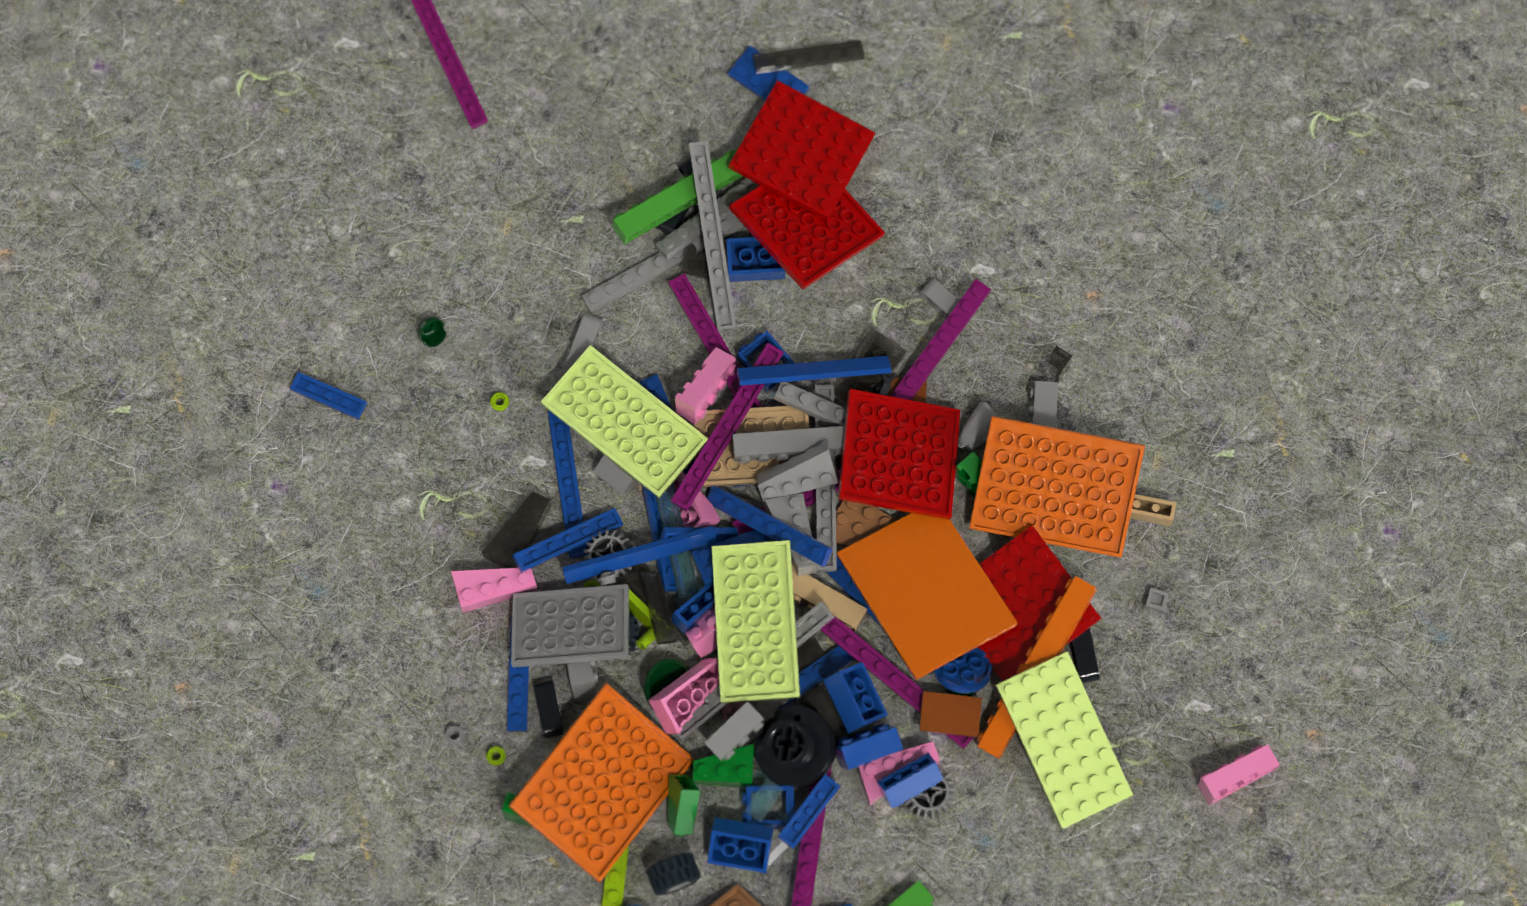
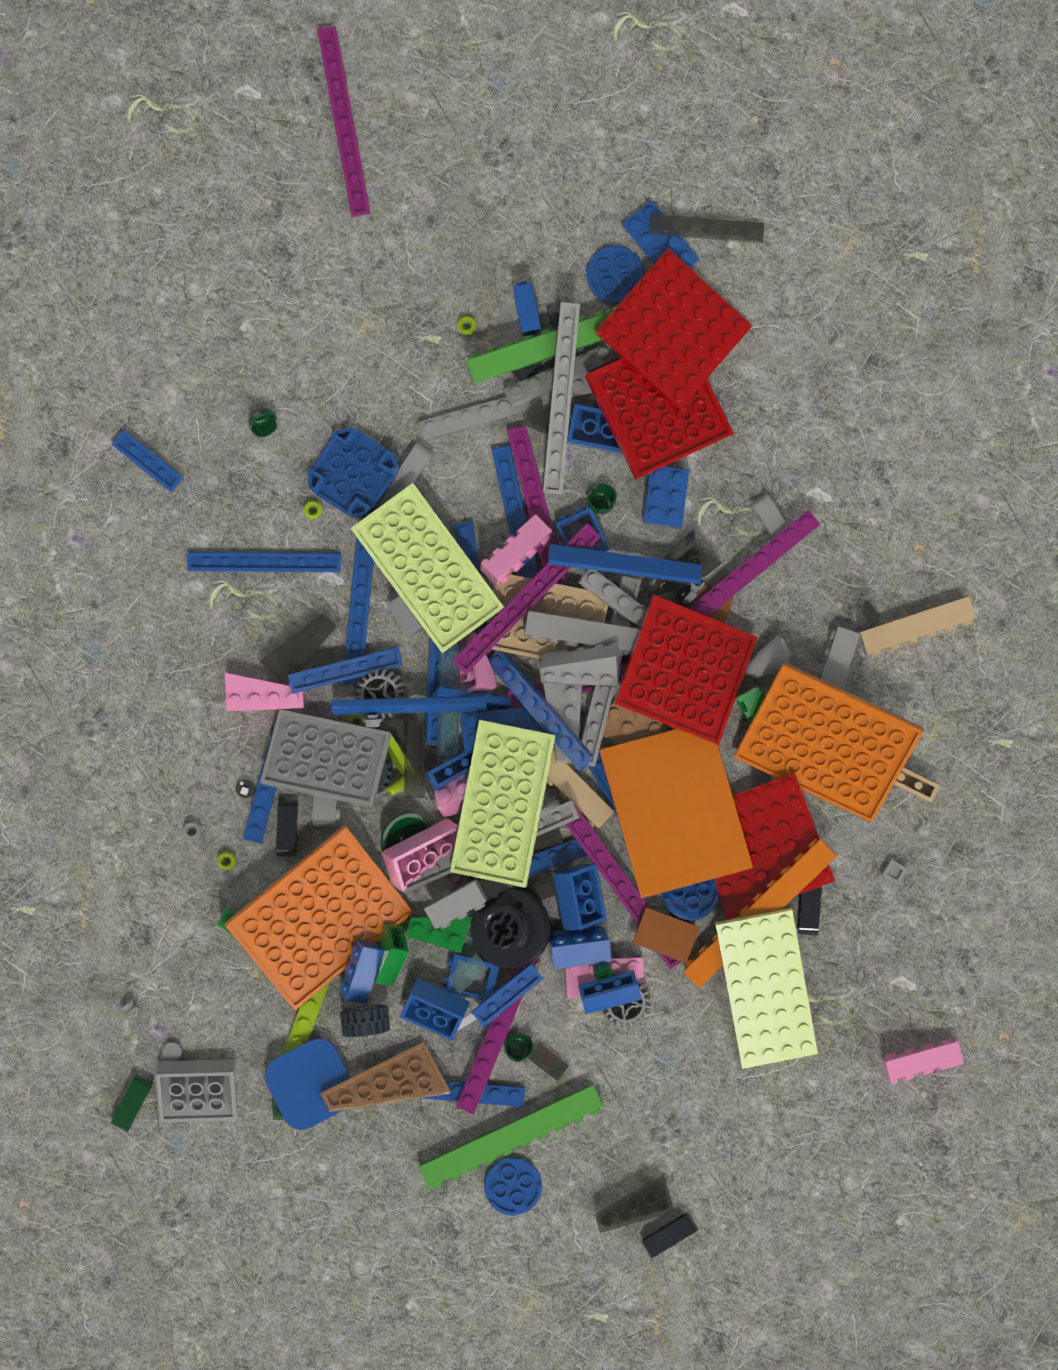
camera: 10 degrees right, 15 degrees up
(464, 462) = (263, 562): none -> blue tile
(498, 681) = (245, 788): none -> clear smoke tile
(530, 356) = (353, 473): none -> blue tile
(604, 193) = (462, 320): none -> lime plate
(657, 164) = (526, 308): none -> blue window
(657, 827) = (361, 971): none -> blue brick
(688, 343) = (512, 500): none -> blue tile
(731, 118) = (613, 273): none -> blue tile
(776, 321) = (602, 498): none -> dark green hair
(834, 863) = (519, 1047): none -> dark green hair
(837, 305) = (666, 497): none -> blue brick
(867, 872) = (548, 1061): none -> clear smoke tile
(897, 760) = (602, 970): none -> dark green tile
(1111, 363) = (917, 625): none -> tan brick

